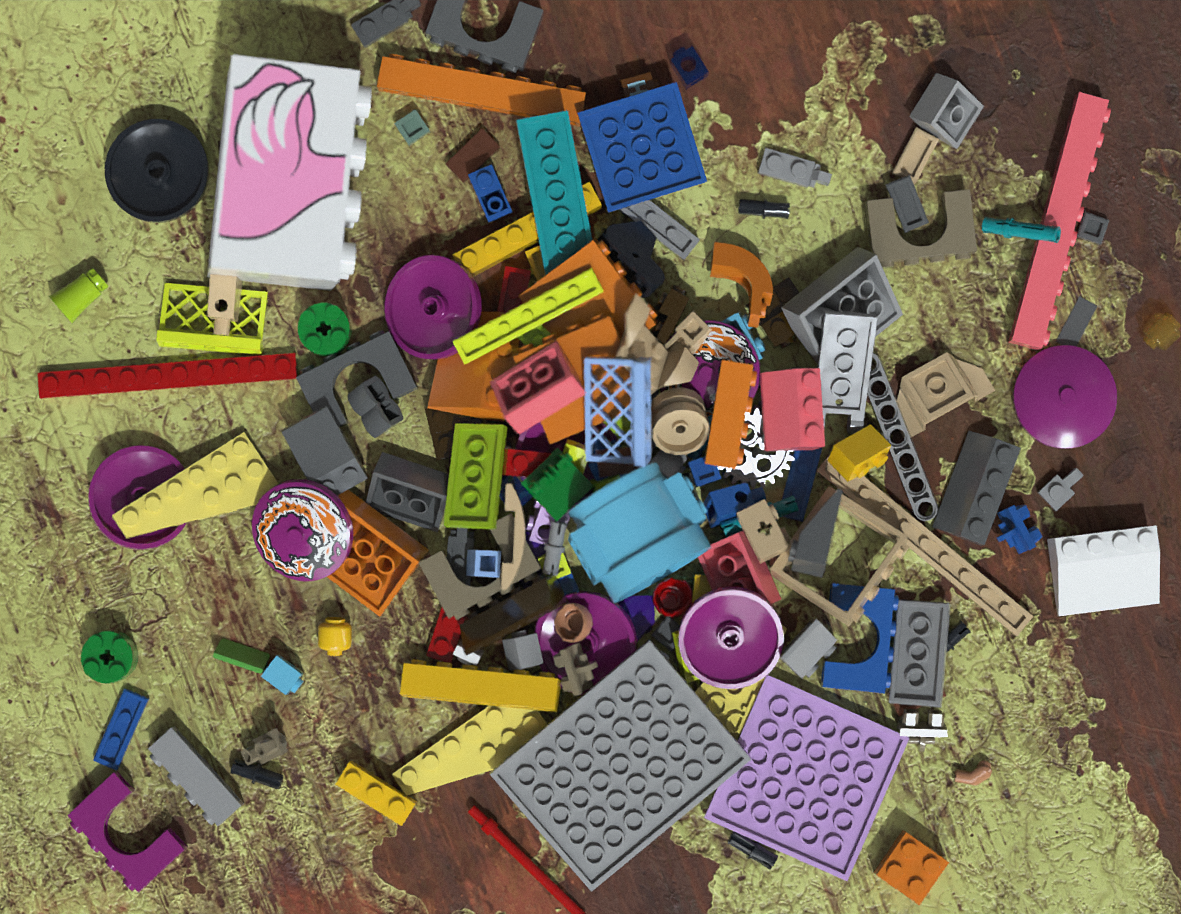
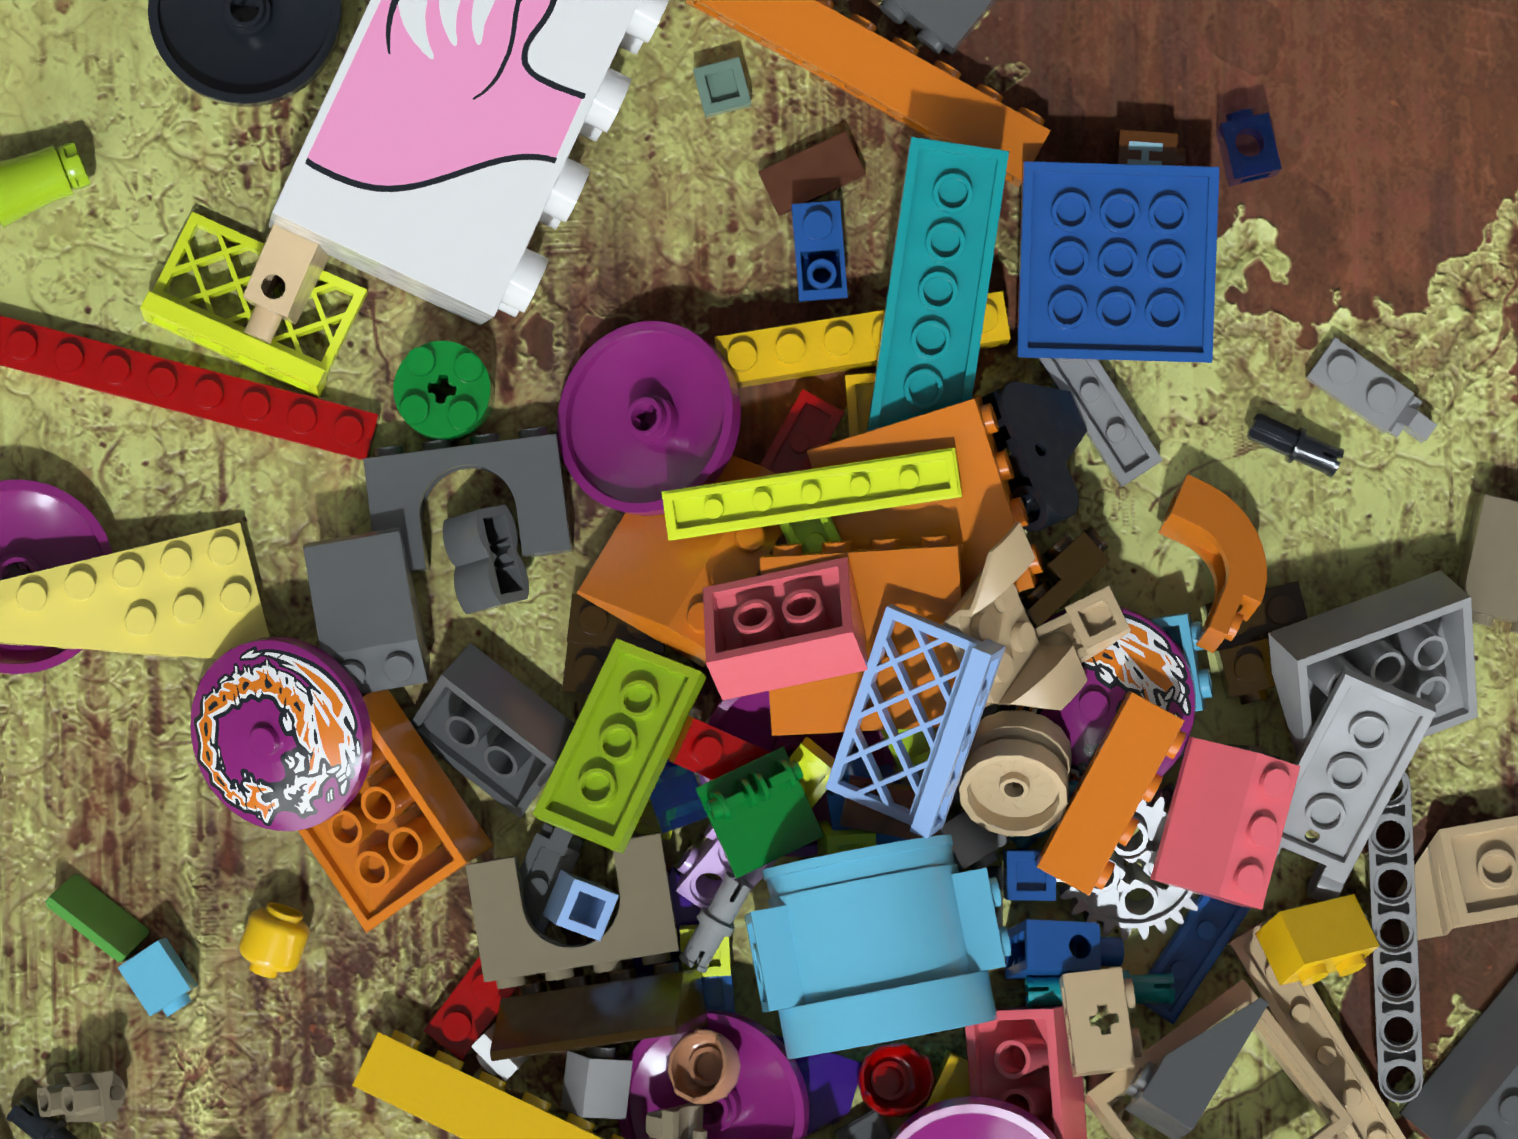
camera: 25 degrees right, 0 degrees up
(510, 570) = (623, 935): tan slope -> none

